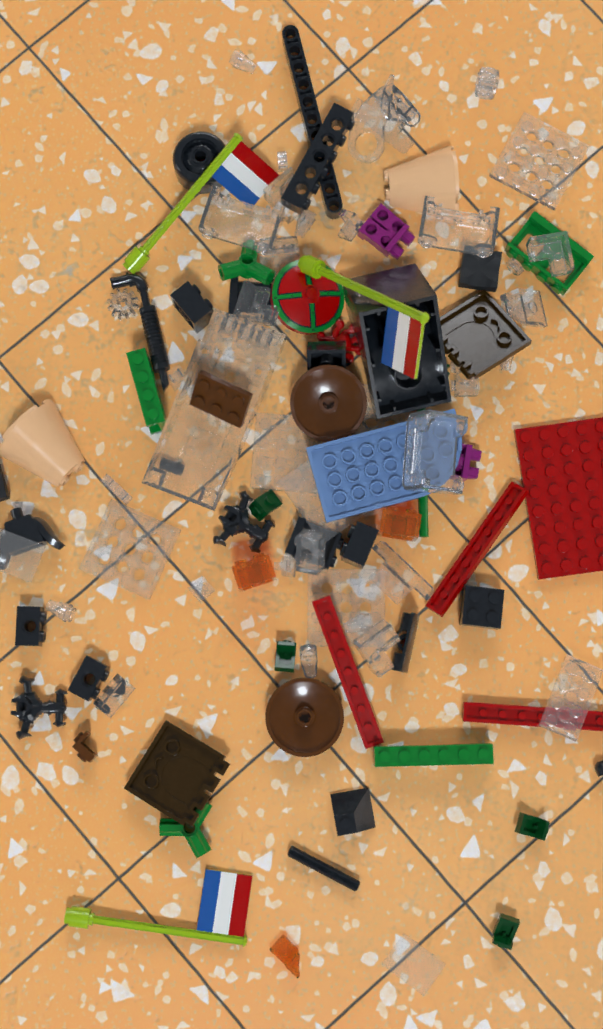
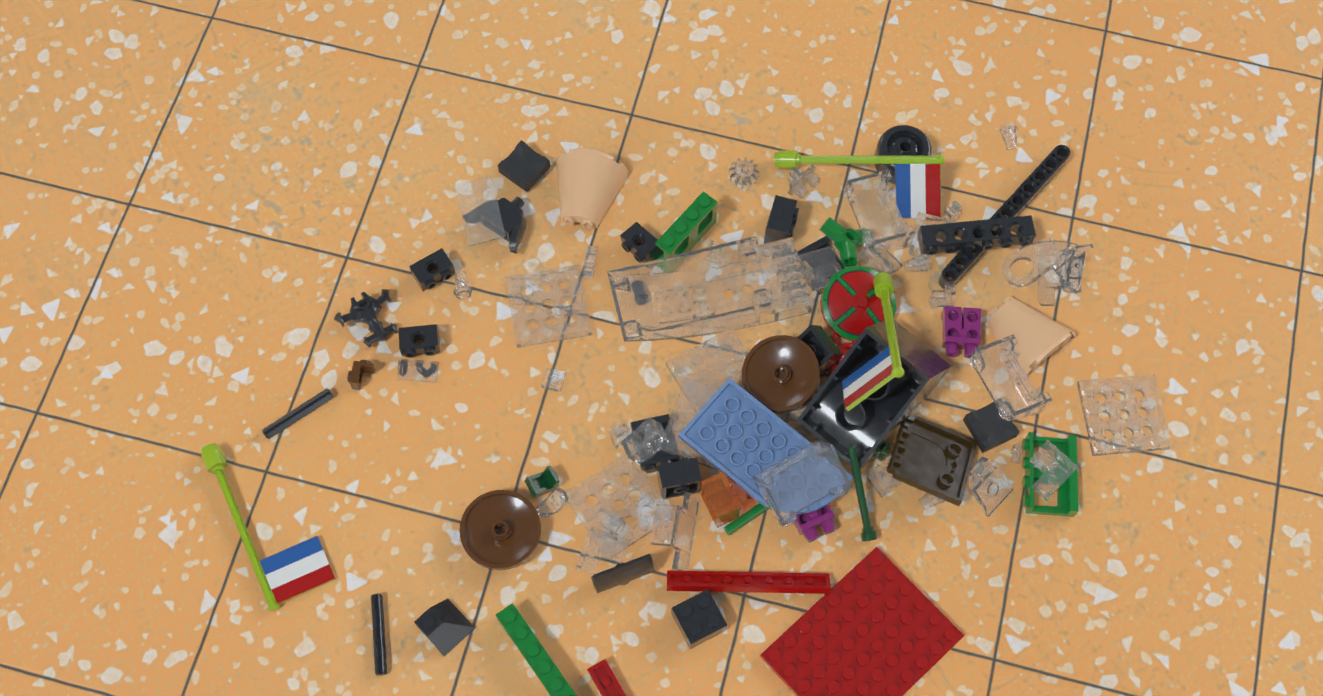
camera: 55 degrees right, 15 degrees down
(84, 822) = (297, 413): none -> black axle
(119, 436) = (636, 236): none -> black brick
(150, 325) = (742, 203): black piece -> none
(167, 269) = (799, 178): none -> clear hips
(177, 774) = (383, 458): dark brown hinge -> none
(195, 839) = (358, 498): green piece -> none
(221, 398) = (721, 286): reddish brown plate -> none
(237, 521) = (630, 371): black piece -> none
(253, 572) = (595, 408): clear orange brick -> none
(264, 505) = (660, 384): dark green bracket -> none
(287, 954) = (284, 652): clear orange slope -> none
(347, 672) = (563, 540): red plate -> none
(487, 83) = (1151, 327): clear gear -> none
(500, 427) = (868, 532): none -> dark green piece

